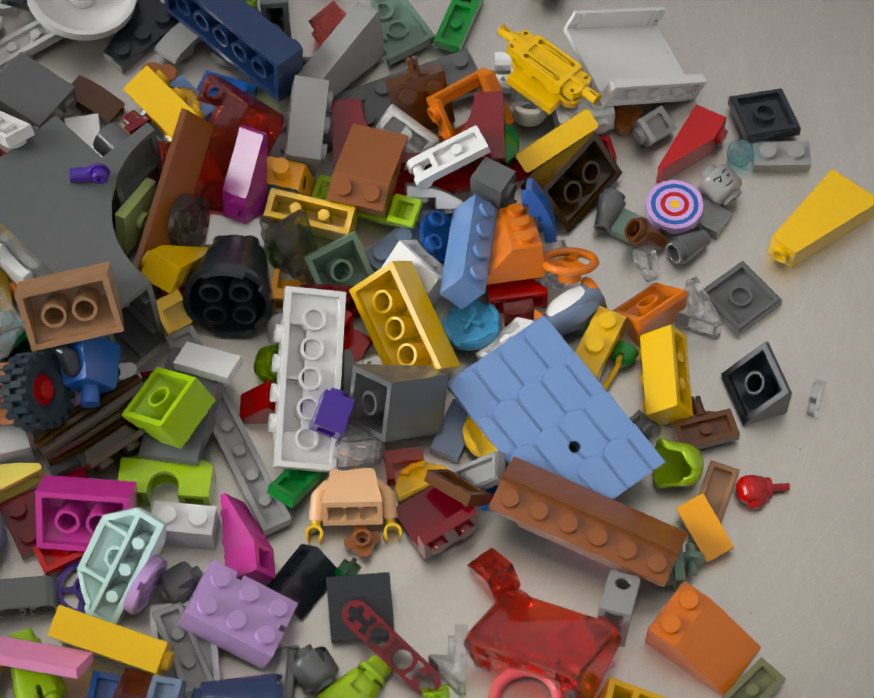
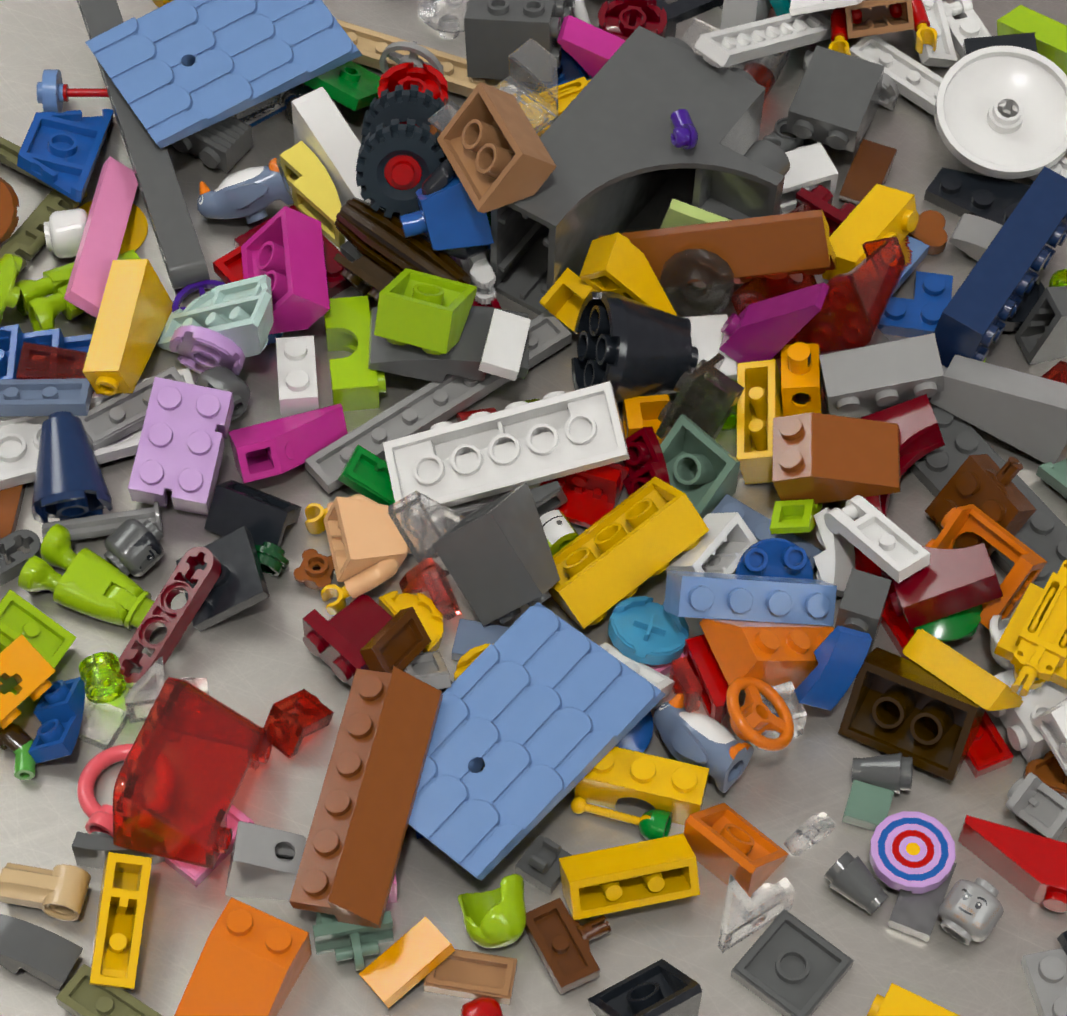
camera: 75 degrees right, 5 degrees down
(332, 413) = (458, 479): dark purple brick -> none
(397, 121) = (921, 499): white brick -> none
(643, 233) = (851, 819): reddish brown cone -> none
(733, 153) = (1037, 932): clear light blue plate -> none

